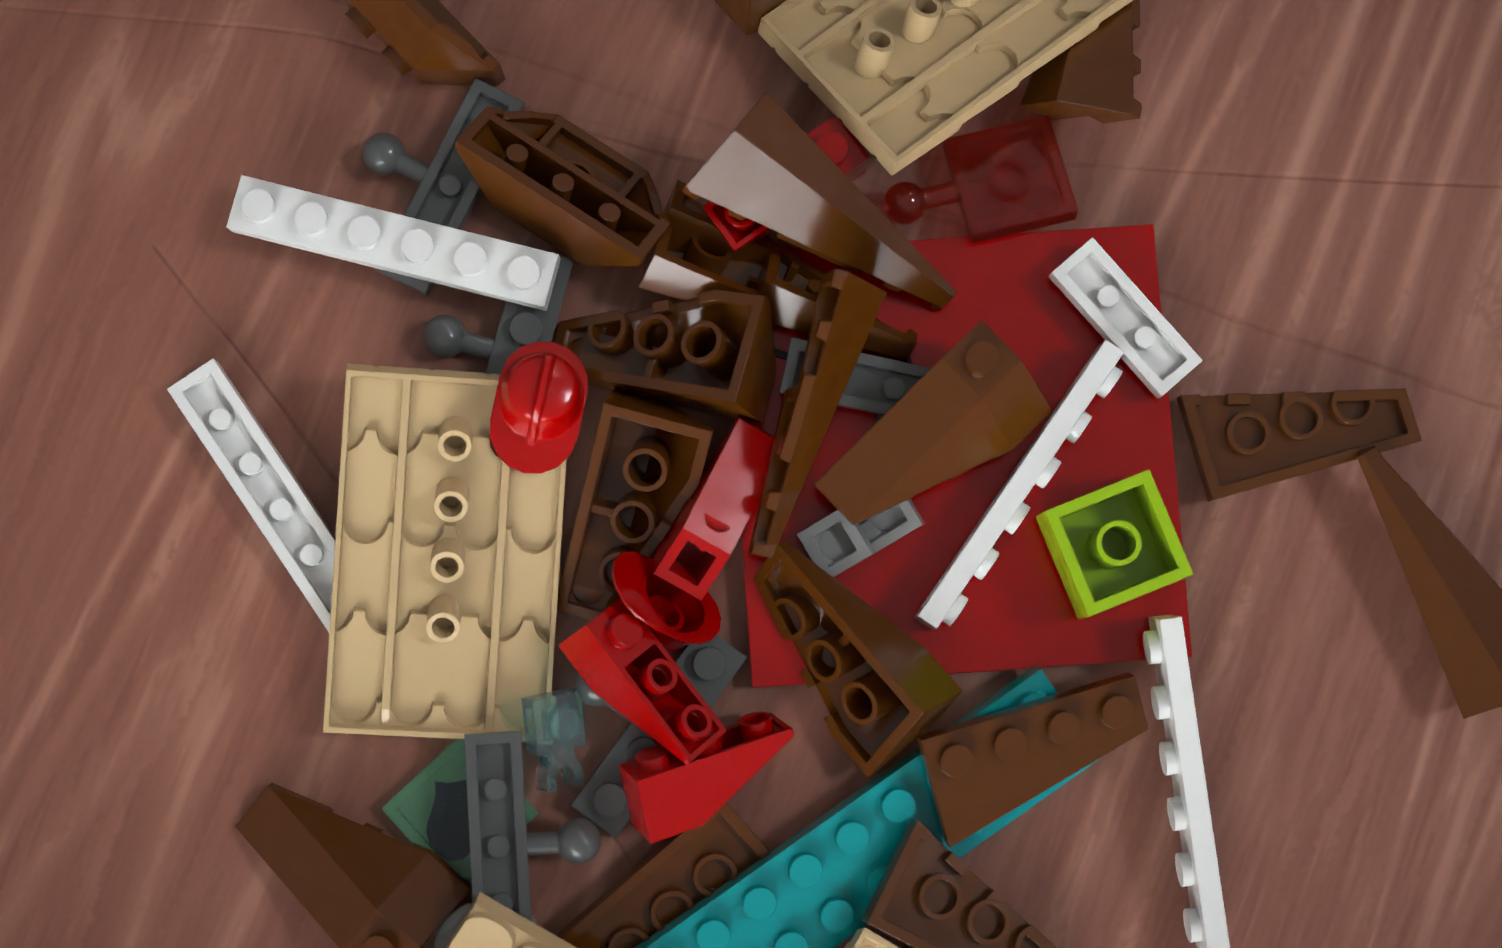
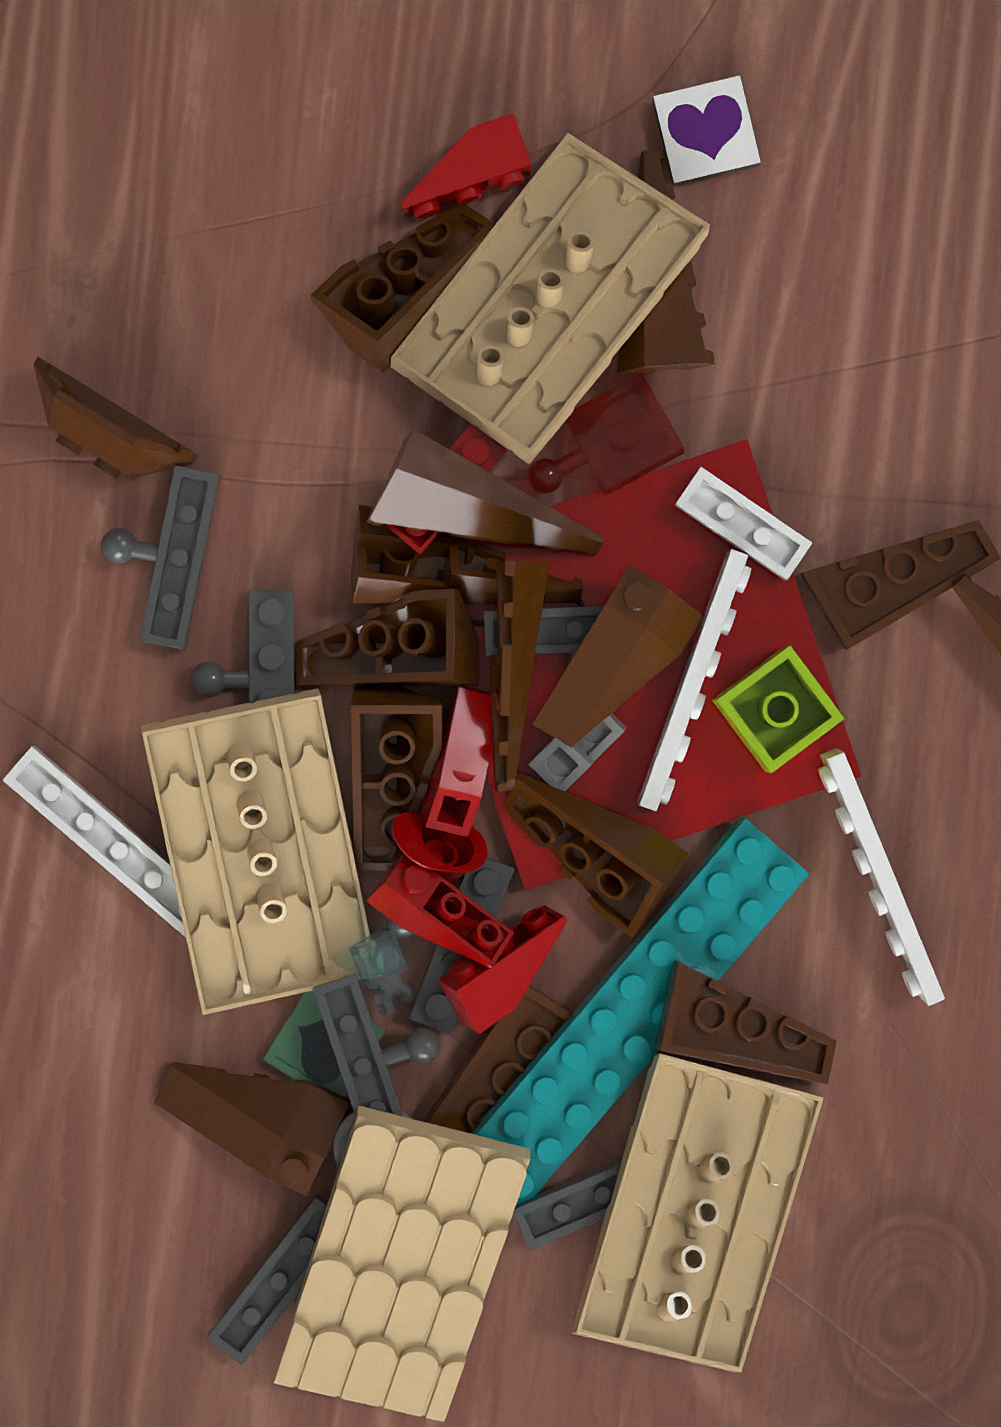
camera: 10 degrees left, 5 degrees up
(393, 242) = (148, 617): white plate -> none
(538, 407) = (299, 719): red piece -> none
(564, 186) = (272, 535): reddish brown wedge -> none
(1014, 754) = (743, 889): reddish brown wing -> none

